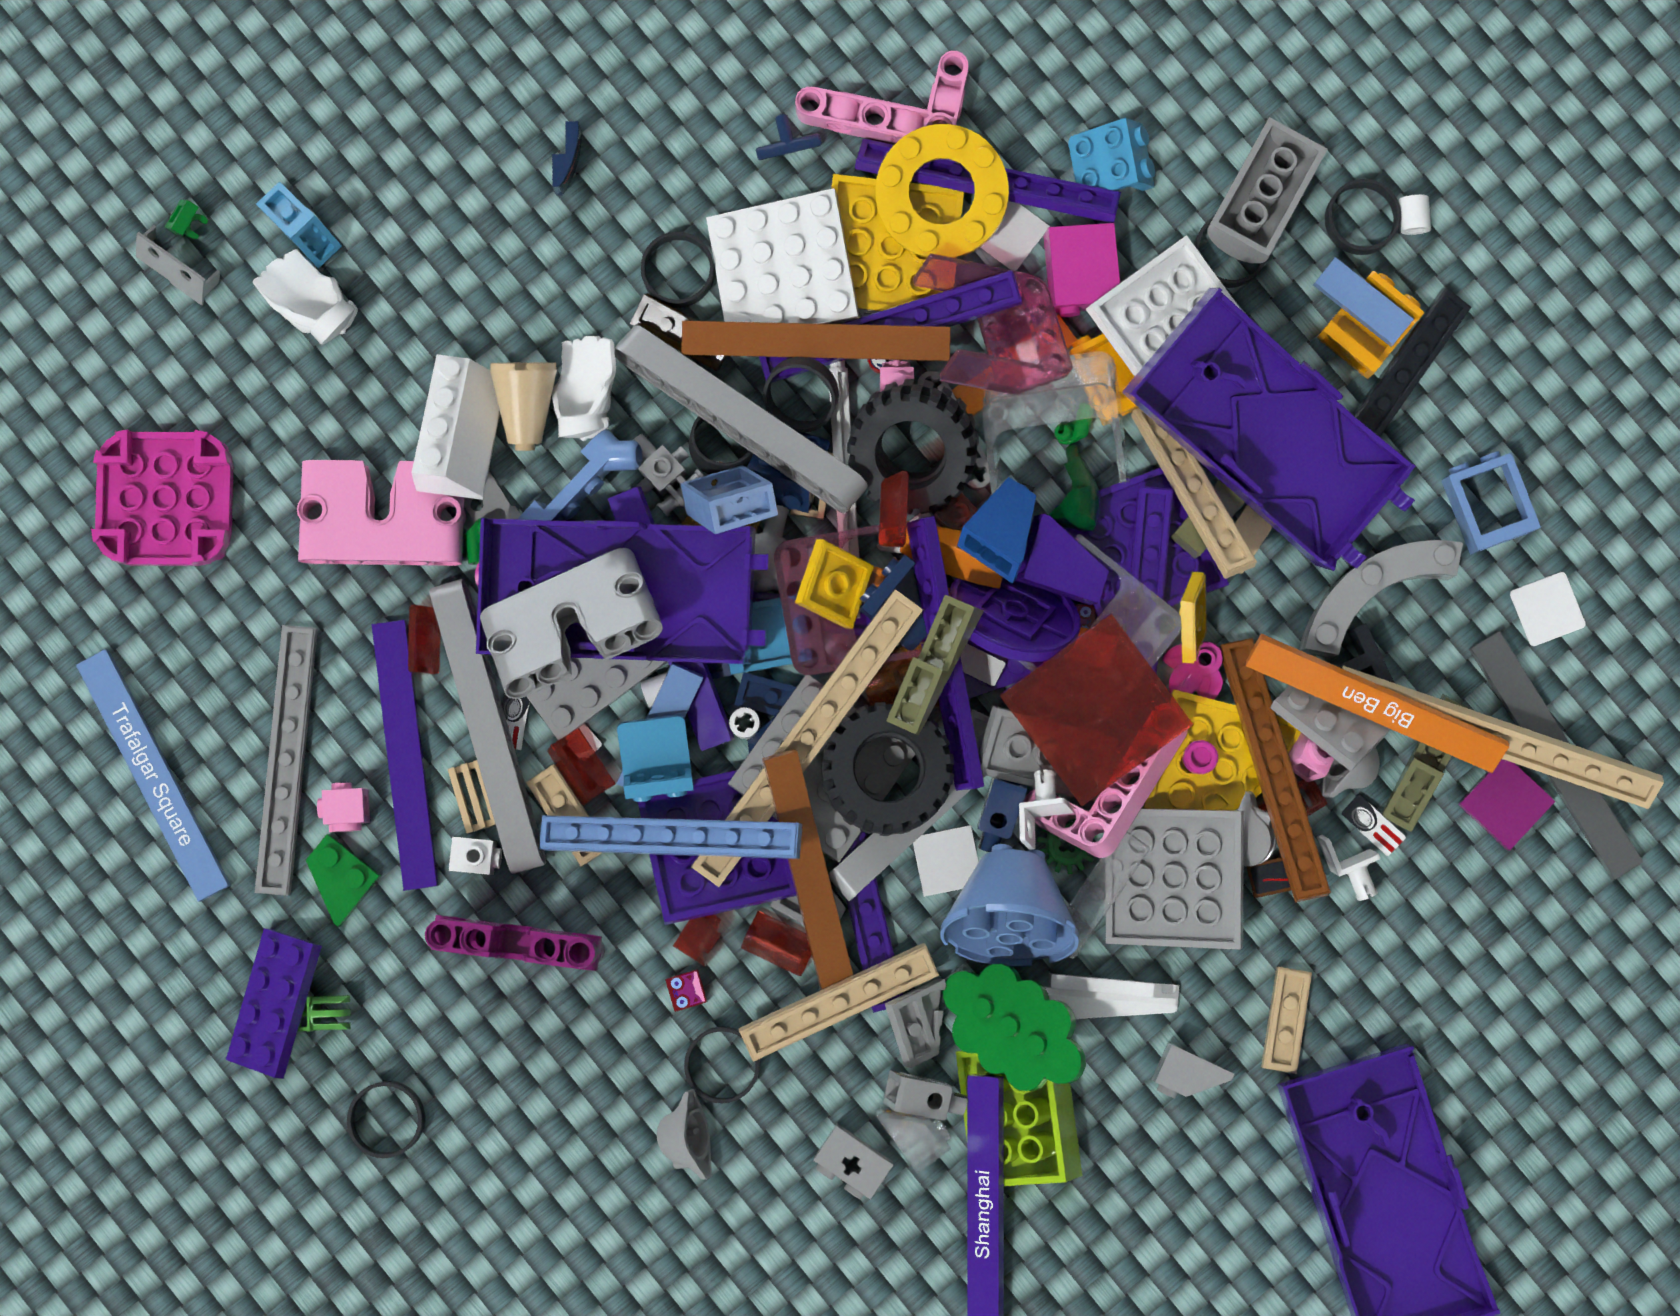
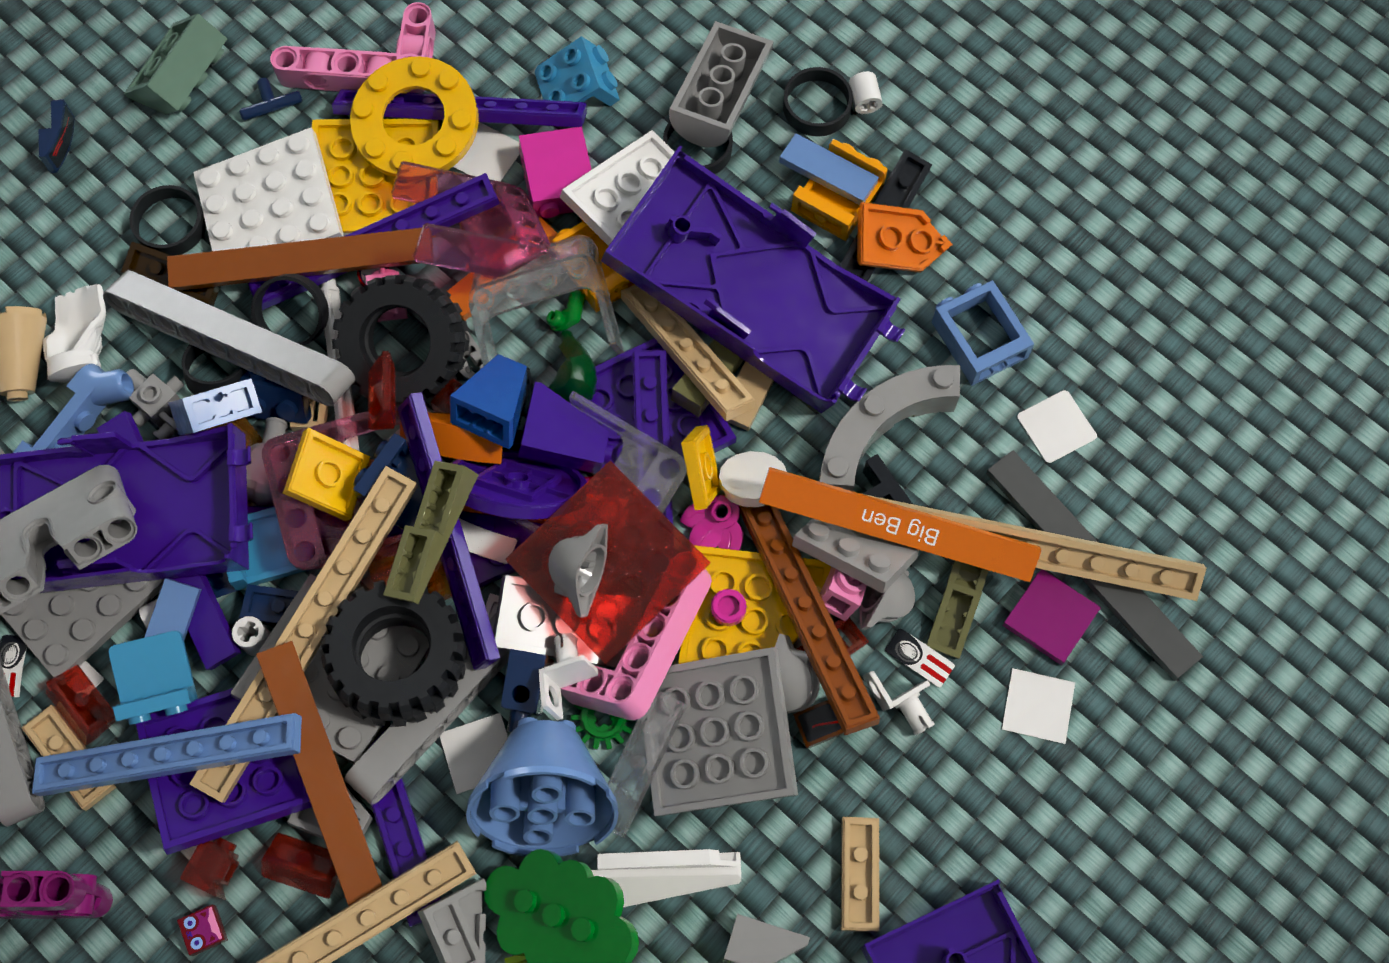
camera: 10 degrees left, 15 degrees down
(693, 88) = (177, 65): none -> sand green slope
(1069, 717) = (578, 567): none -> light grey hat
(1237, 626) = (745, 475): none -> white tile
(1422, 389) = (897, 238): none -> orange tile
(1478, 885) = (1038, 706): none -> white sticker

